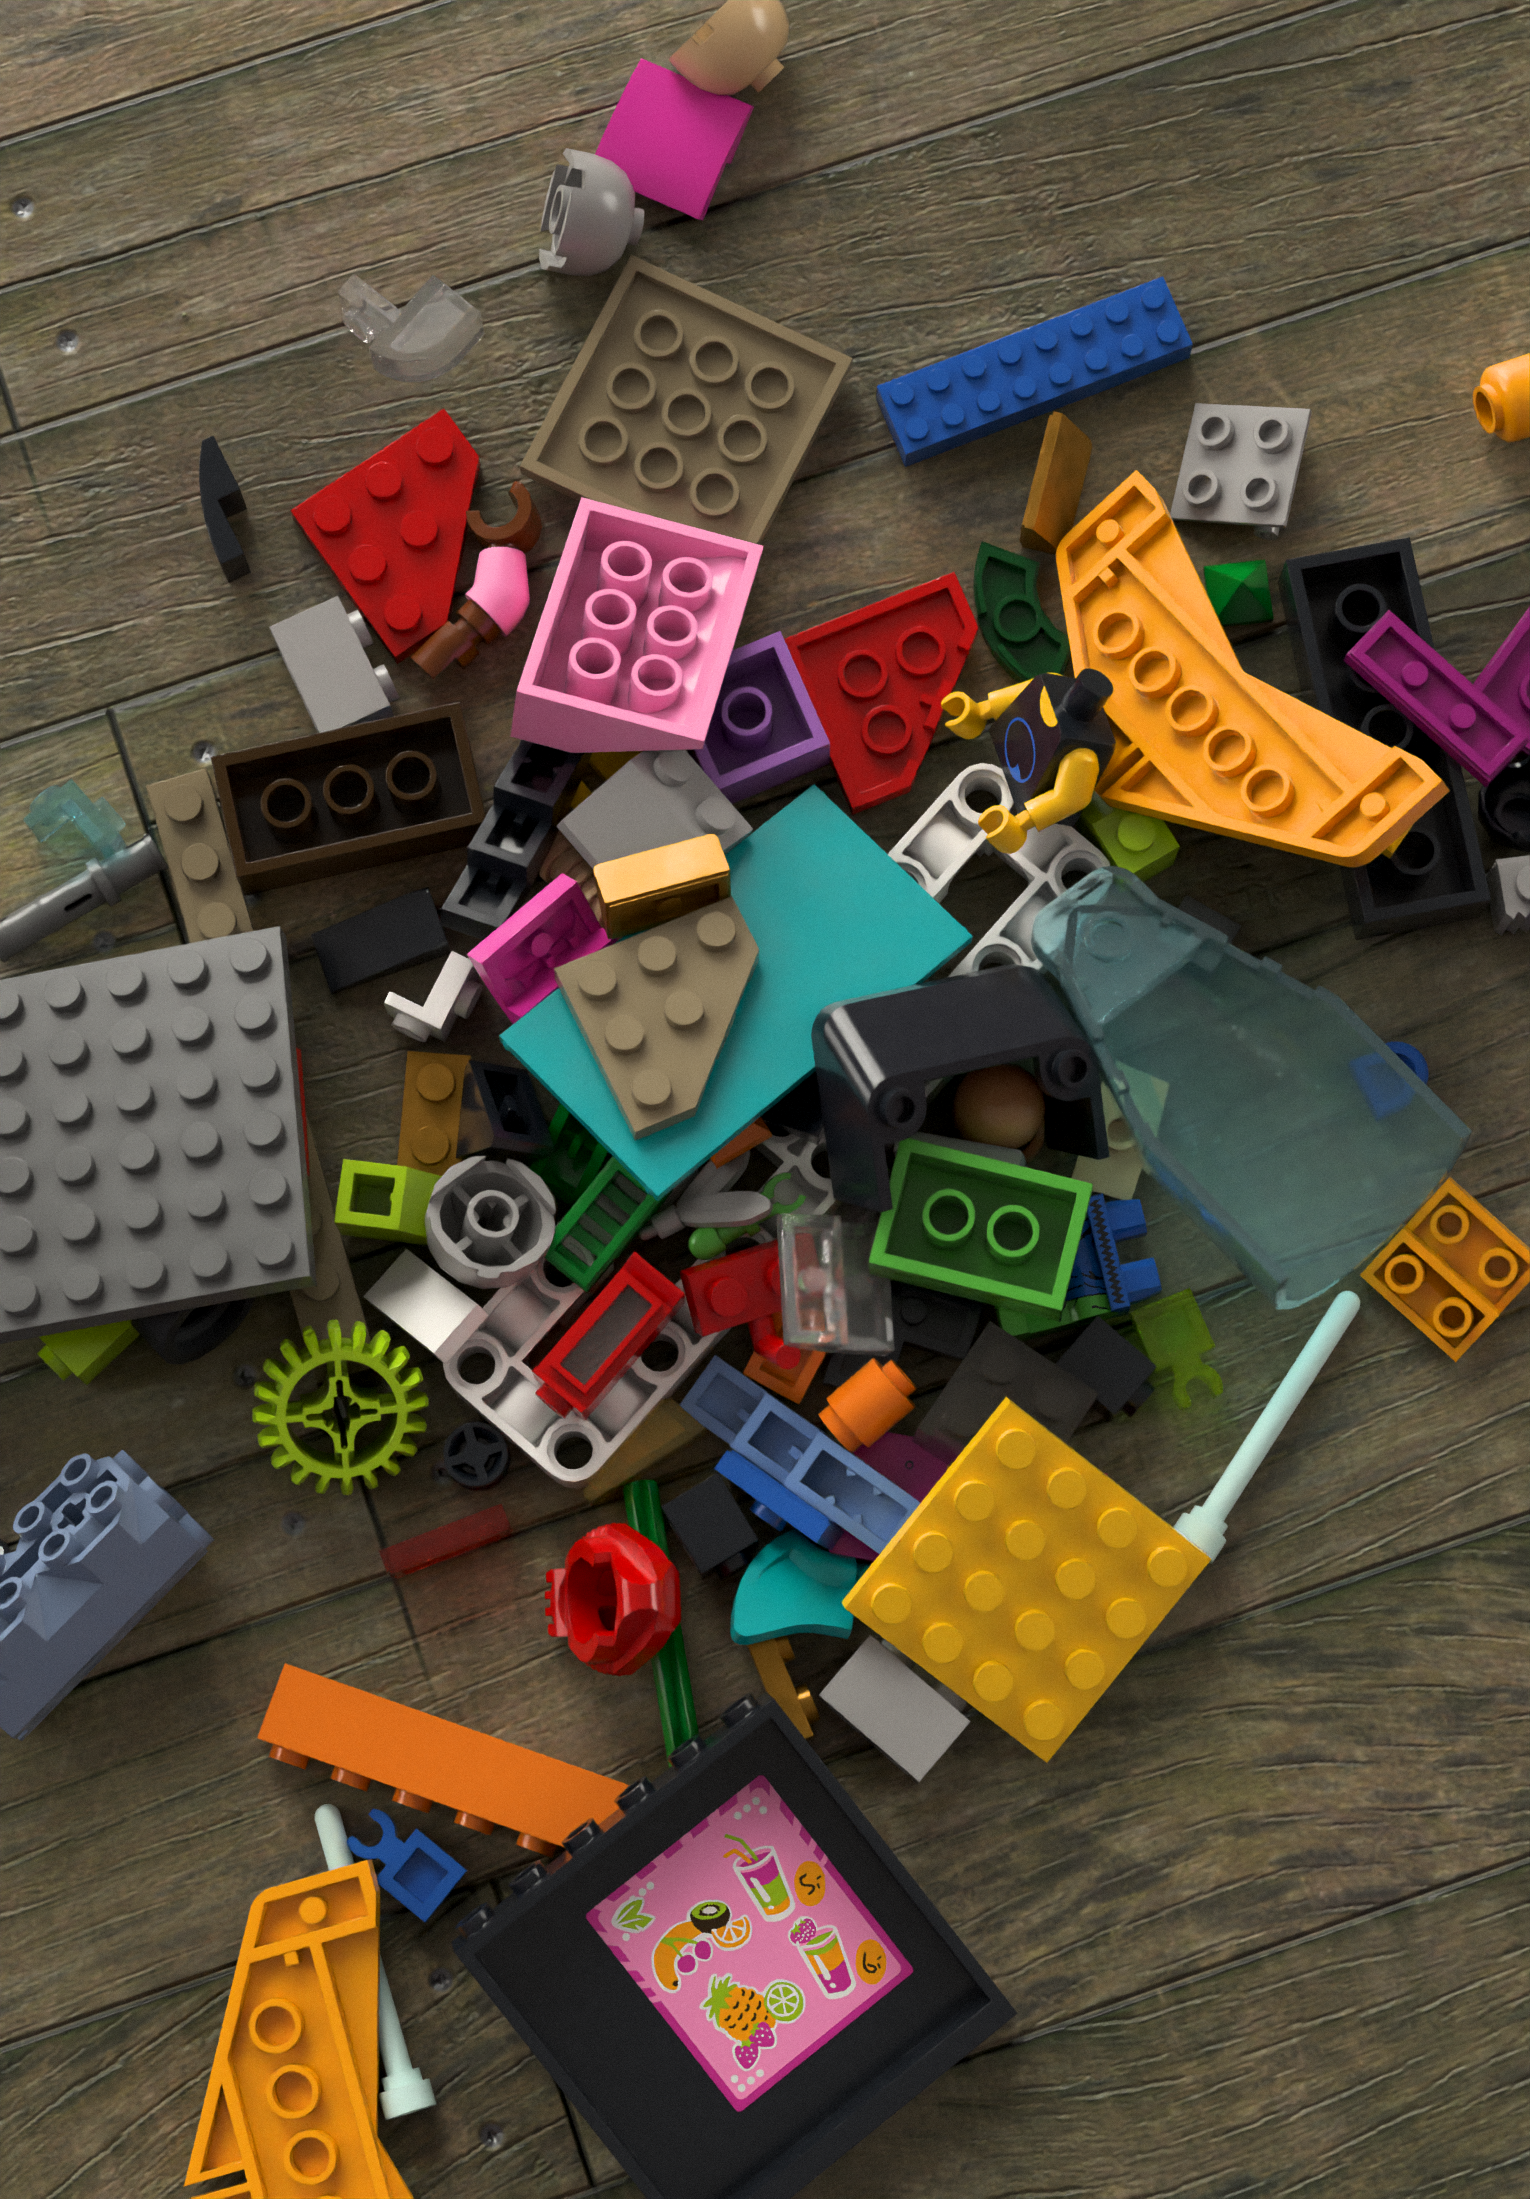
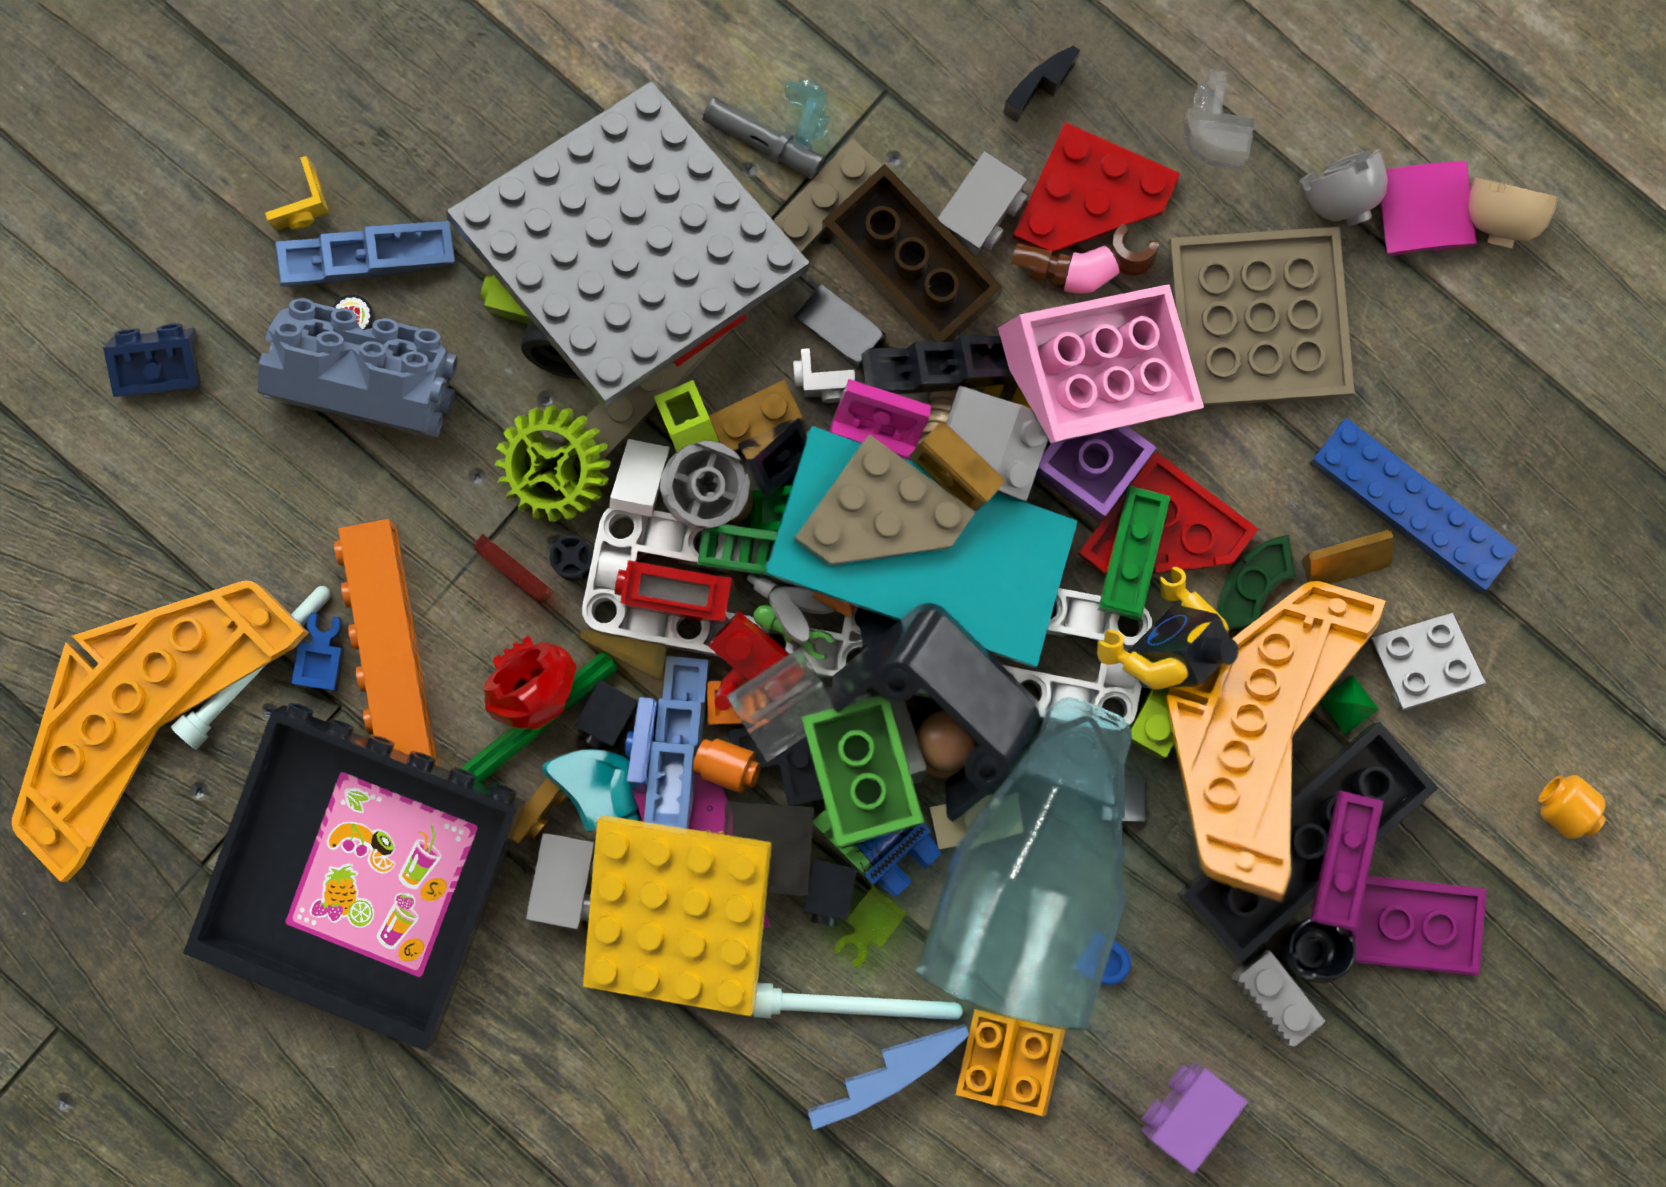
camera: 60 degrees right, 5 degrees up
(896, 738) = (1134, 553): none -> green tile
(1383, 1407) = (903, 1065): none -> medium blue slope

